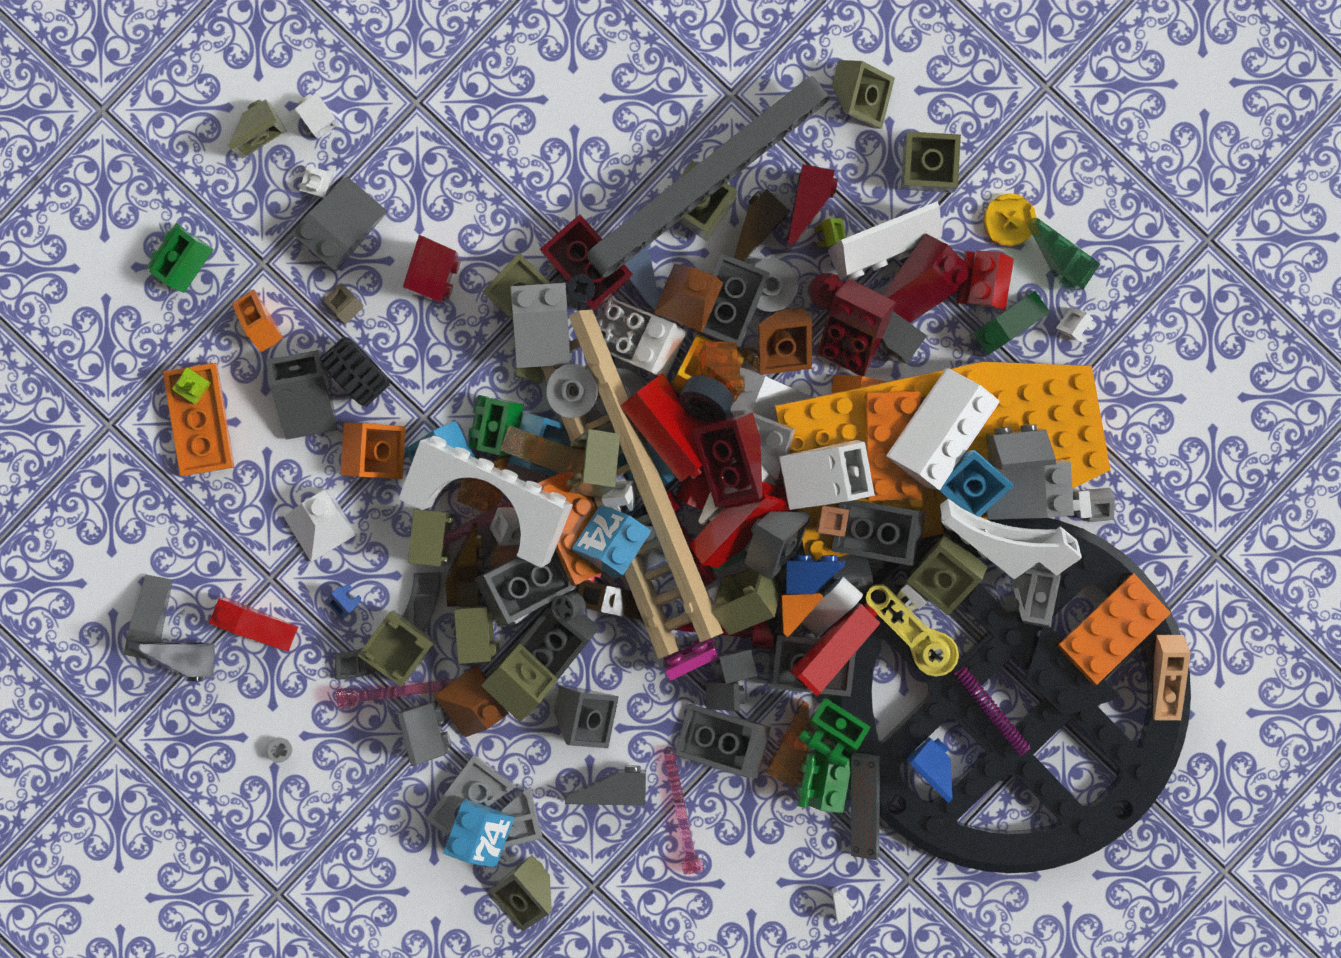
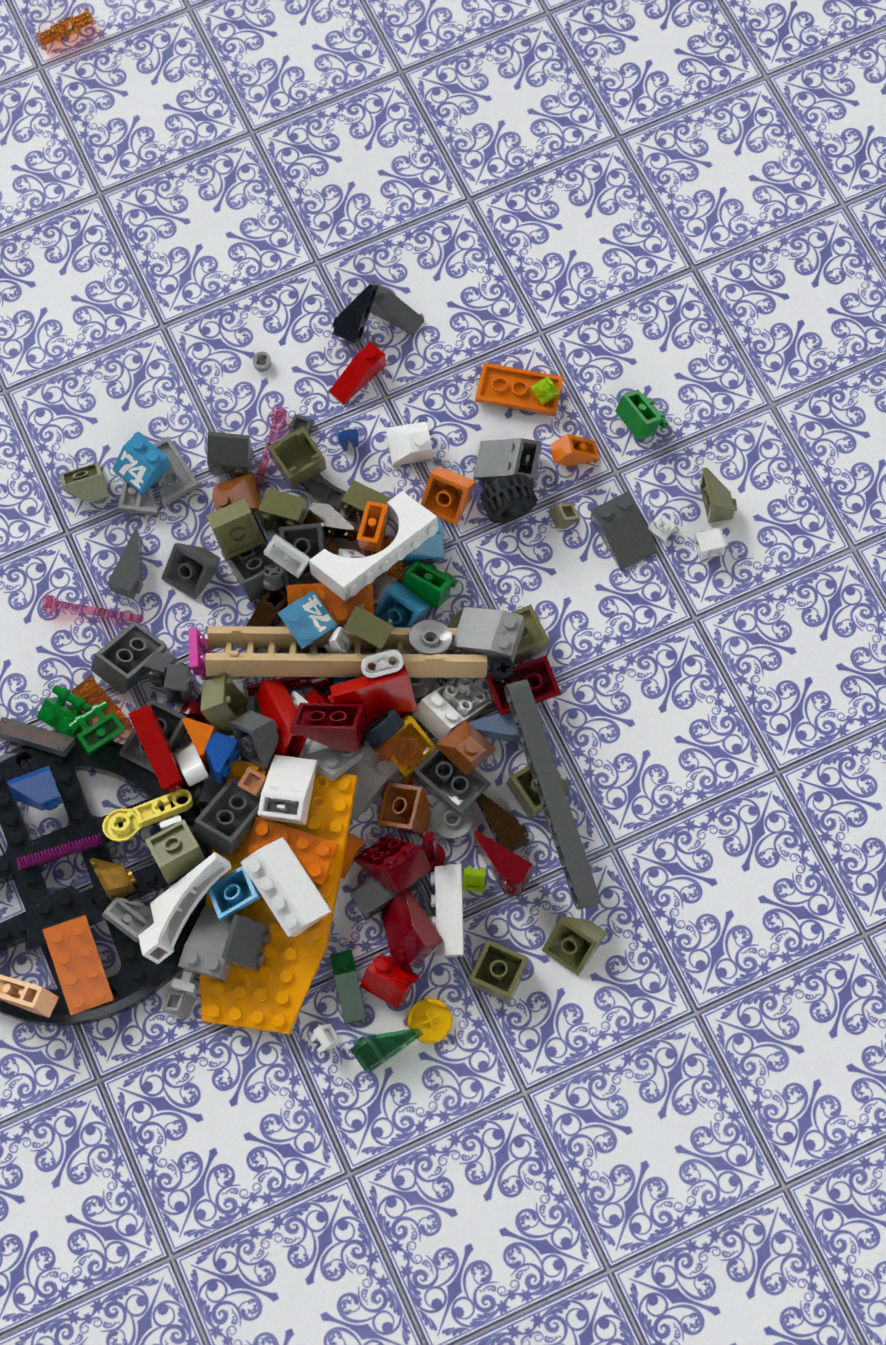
camera: 110 degrees right, 20 degrees down
(431, 270) = (561, 575): dark red slope -> none
(460, 513) = (373, 526): none -> orange slope
(538, 598) = (287, 555): none -> white hinge
(543, 451) = (395, 597): clear orange slope -> none
(634, 427) = (382, 663): none -> white plate
(1003, 634) = (114, 878): none -> pearl gold slope

